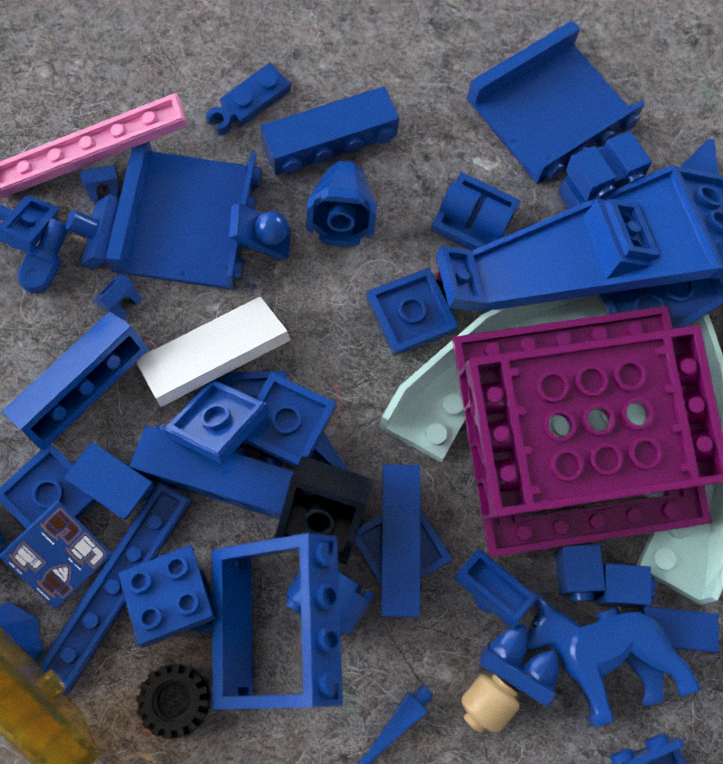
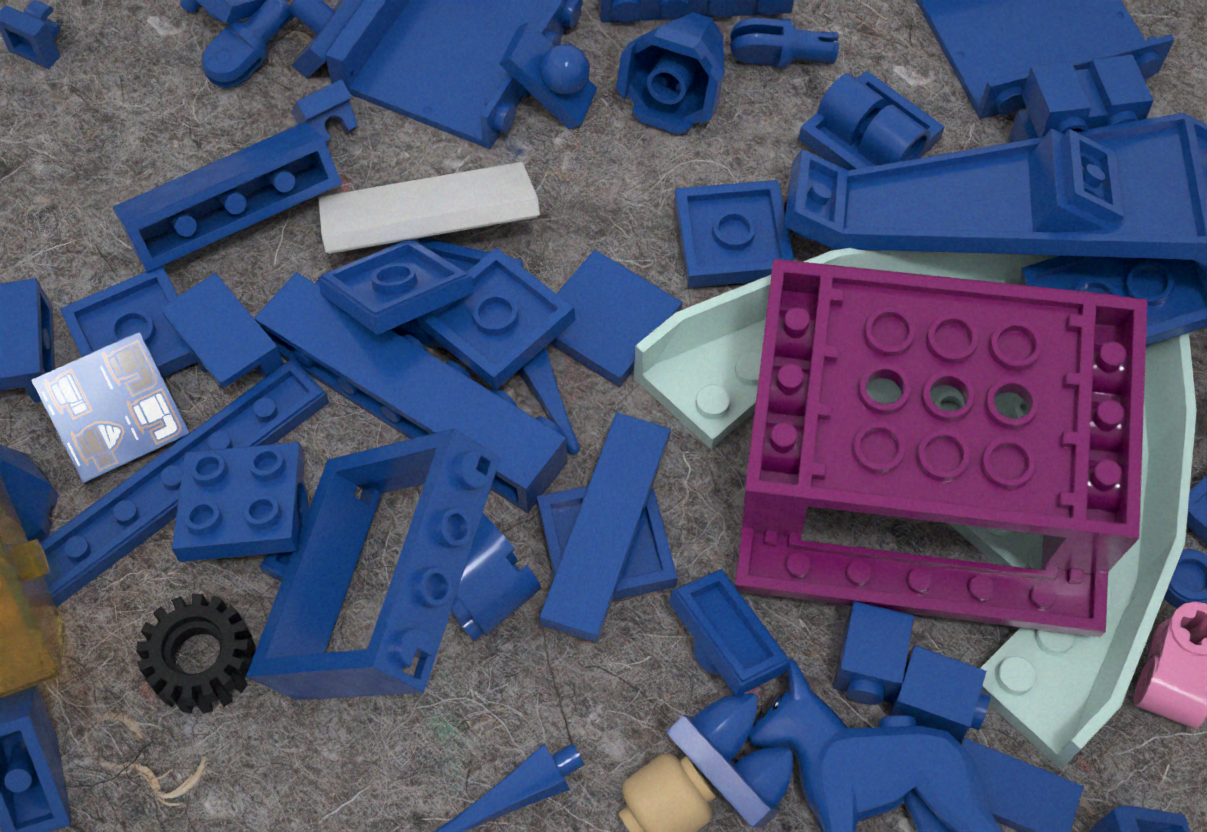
camera: 25 degrees right, 10 degrees down
(326, 503) = (520, 424): black slope -> none
(357, 389) = (611, 315): none -> blue tile
(400, 164) = (780, 43): none -> blue arm

